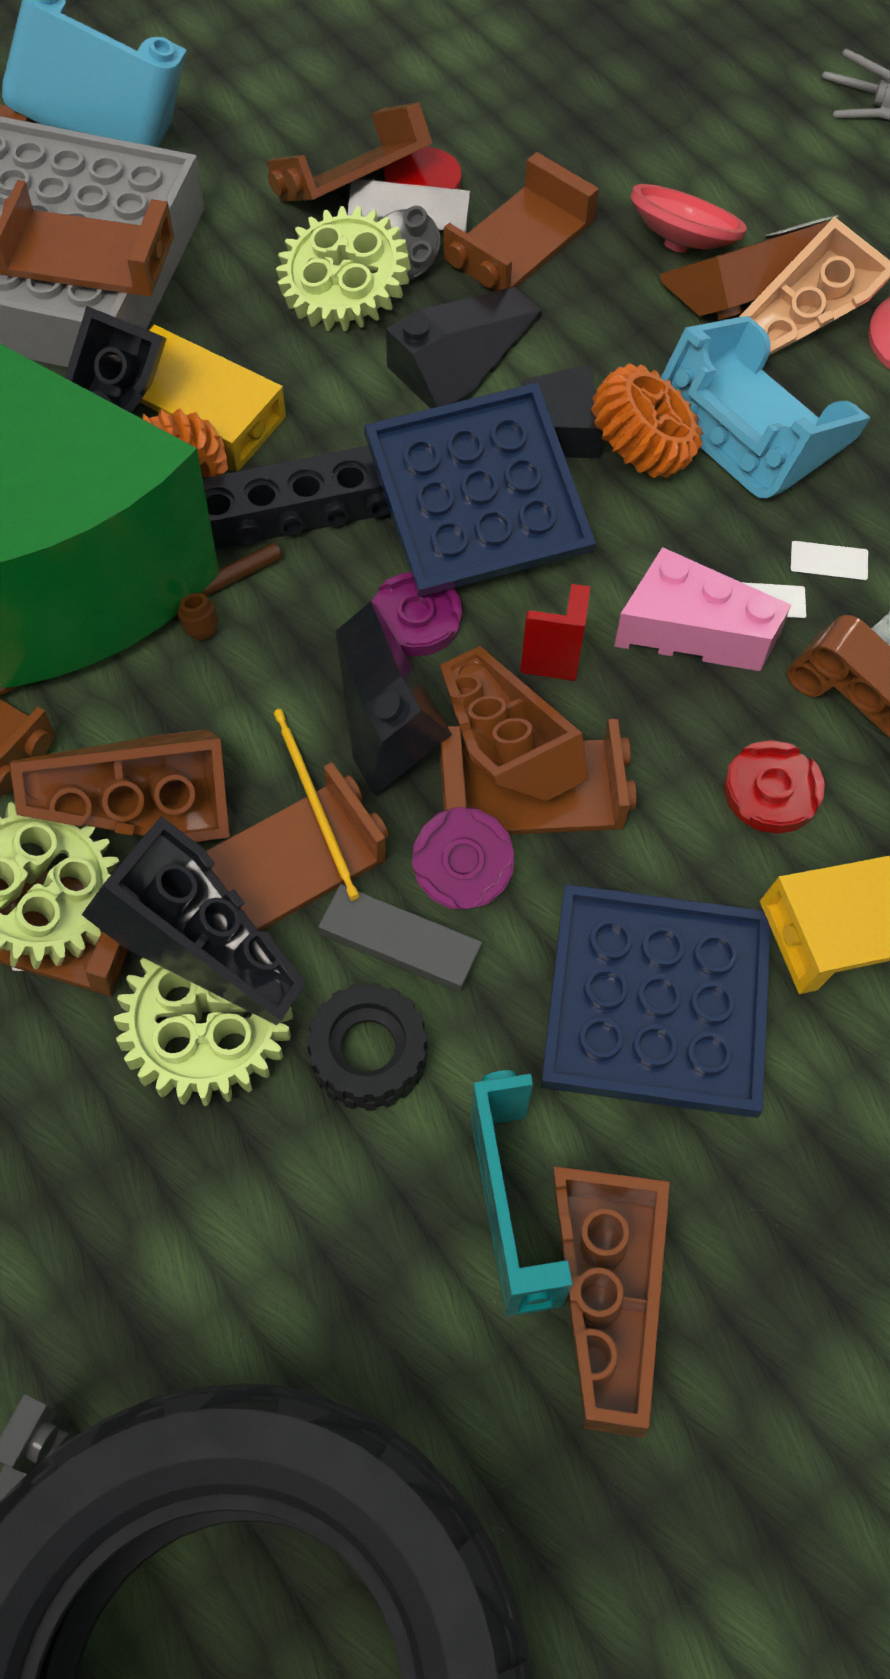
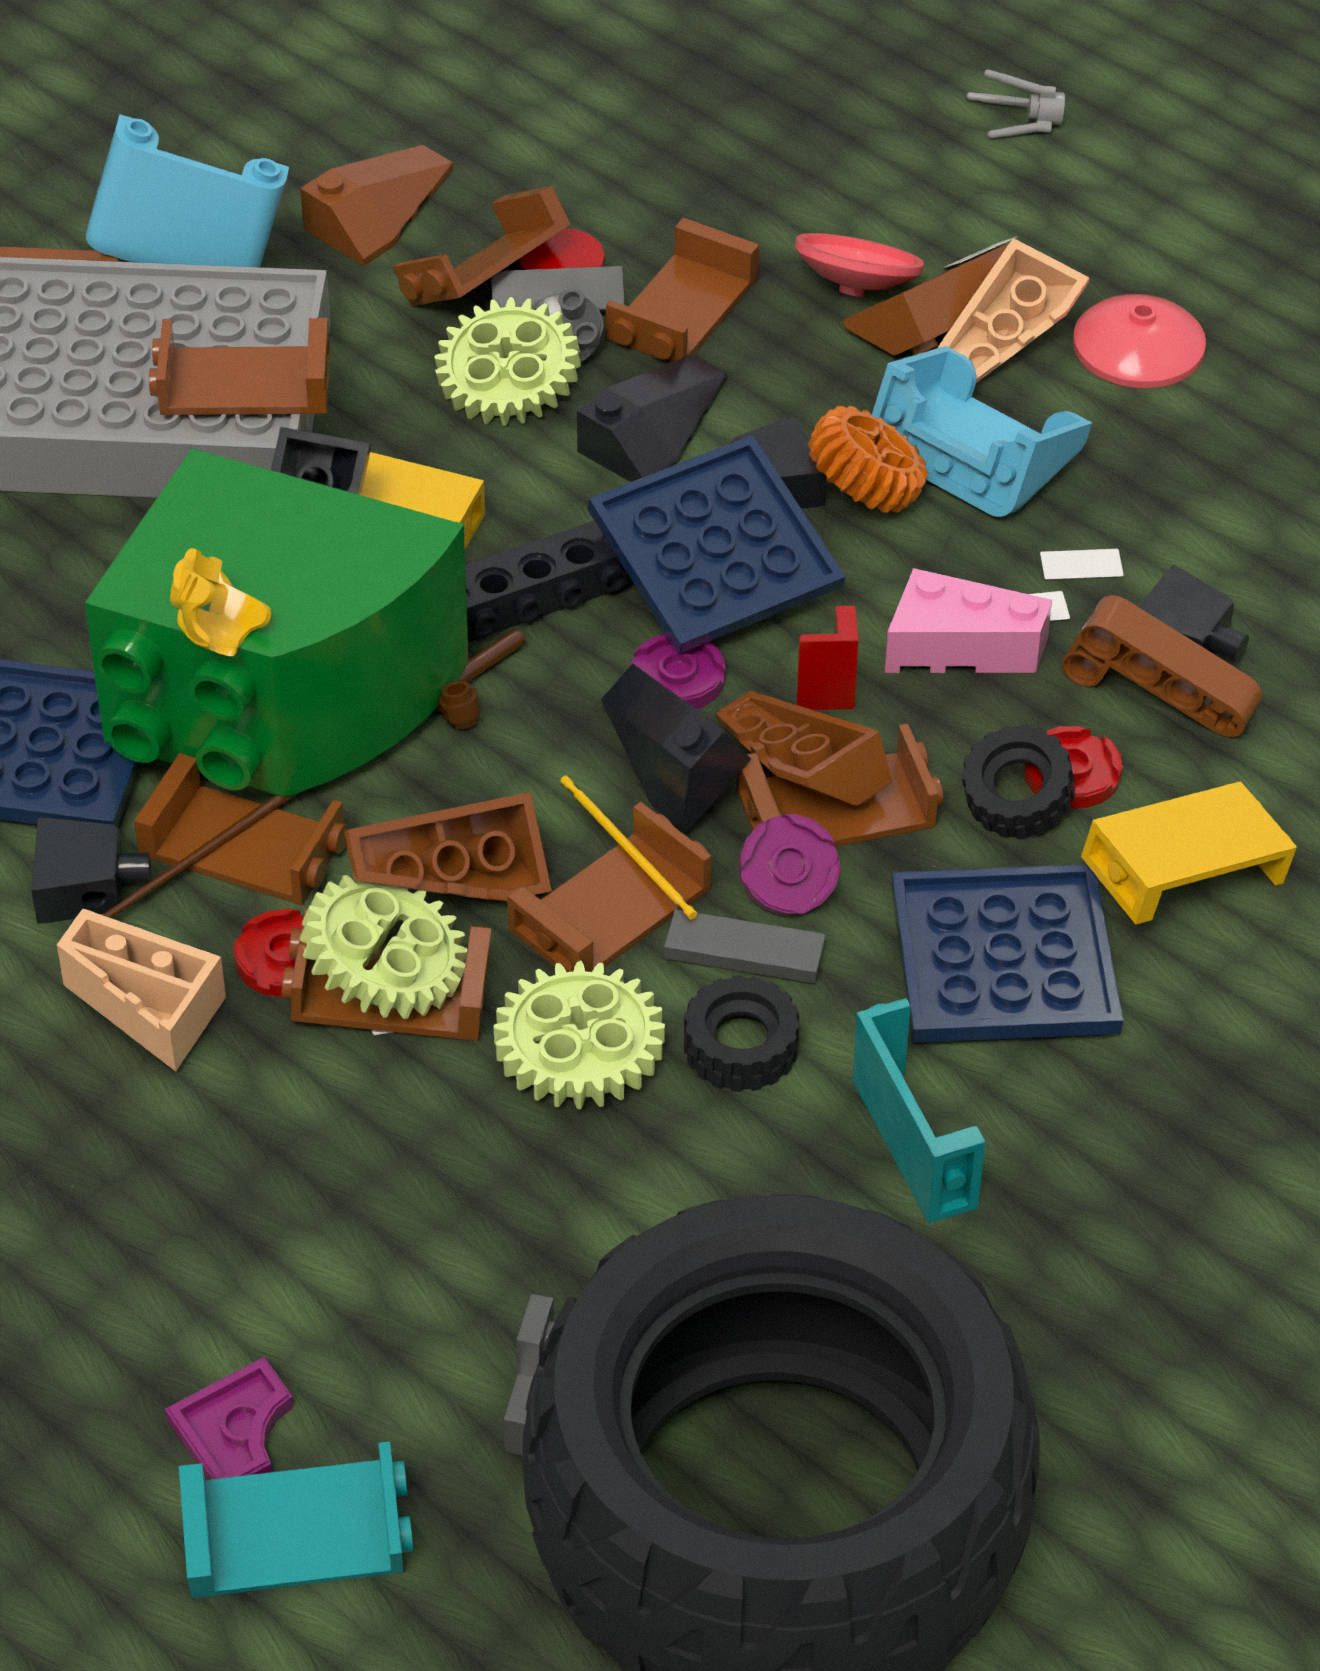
camera: 10 degrees left, 15 degrees down
(184, 919) = (535, 940): black wedge -> none
(267, 96) = (370, 201): none -> dark orange wedge
(615, 1254) = (1022, 1168): dark orange wedge -> none
(710, 763) = (1010, 747): none -> black tyre

